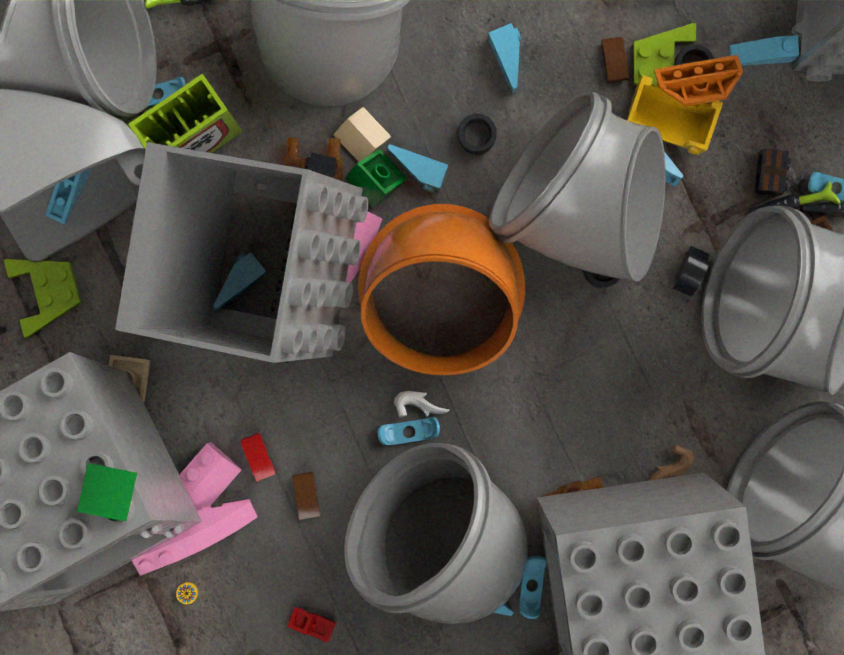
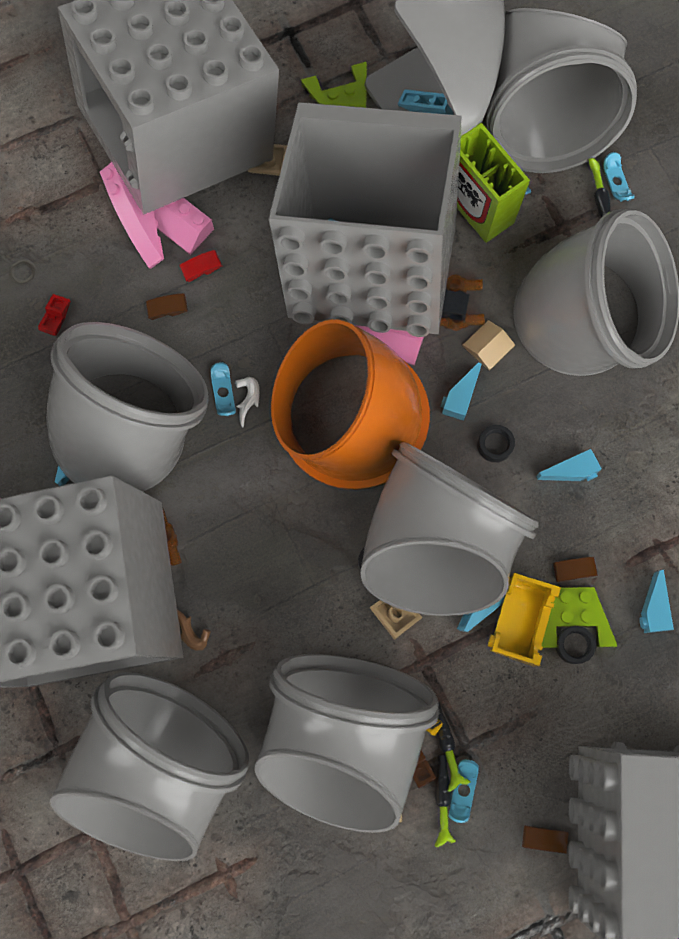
camera: 90 degrees right, 10 degrees down
(107, 492) = (155, 89): green slope -> none
(187, 593) = (84, 213): tile -> none
(377, 177) = (451, 356): green slope -> none
(666, 252) = (394, 619): none -> tan slope
(692, 271) = (376, 645): black brick -> none
(700, 80) = (559, 642): orange wedge -> none
(767, 51) = (594, 714): medium azure slope -> none
(771, 172) = (475, 723): black brick -> none

